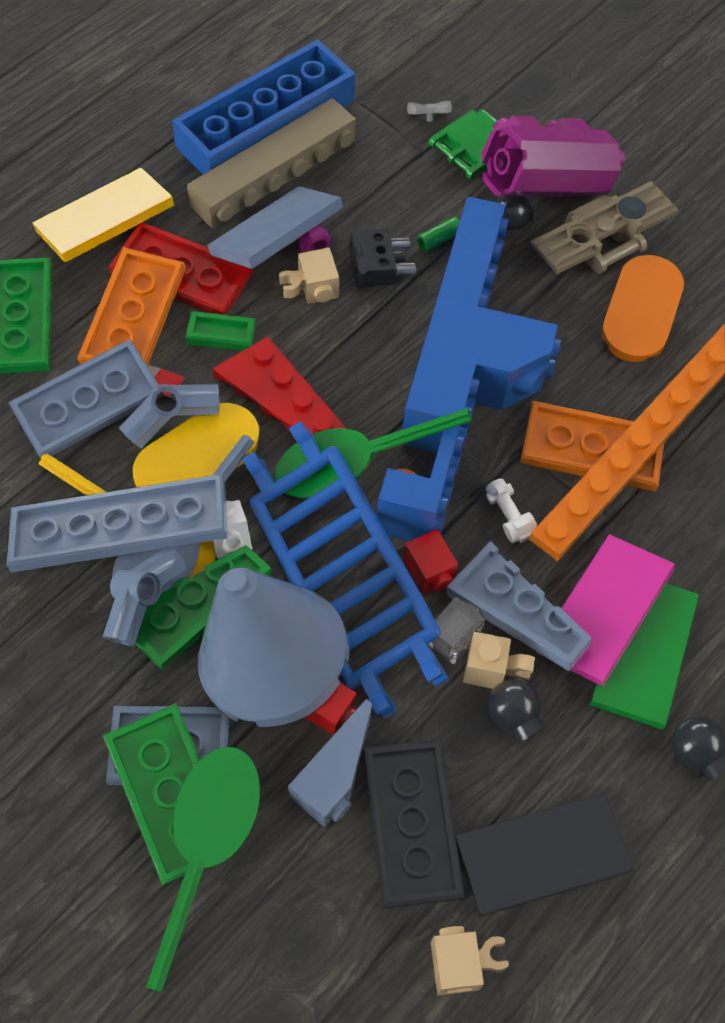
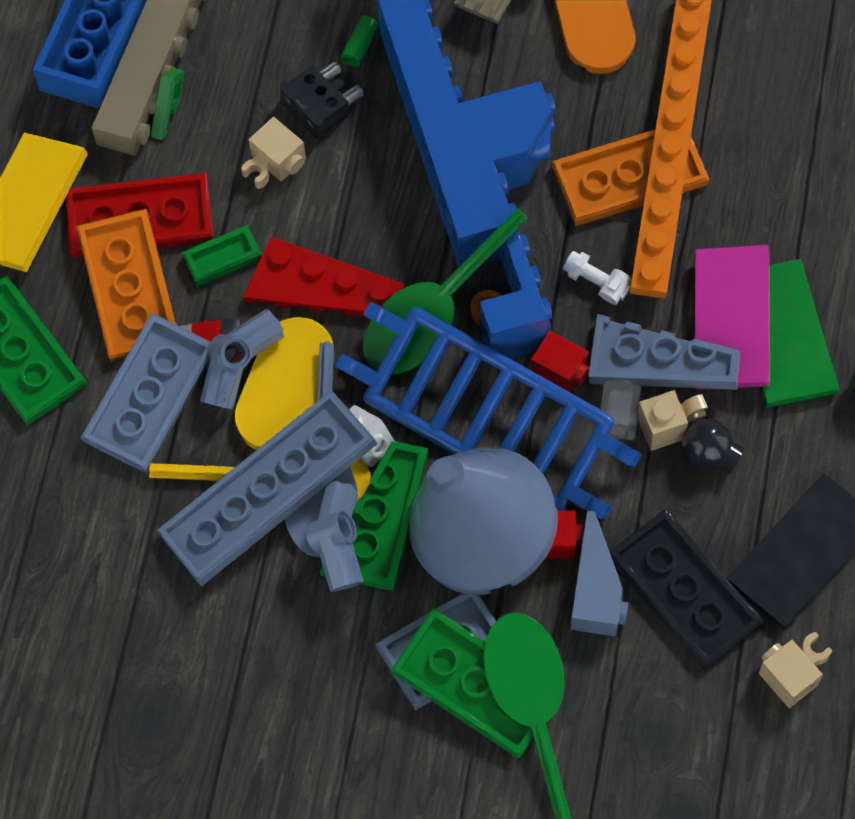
camera: 25 degrees left, 5 degrees up
(264, 193) = (167, 101): none -> green tile
(275, 227) = (205, 123): sand blue tile -> none
(314, 239) = (249, 116): magenta tile -> none

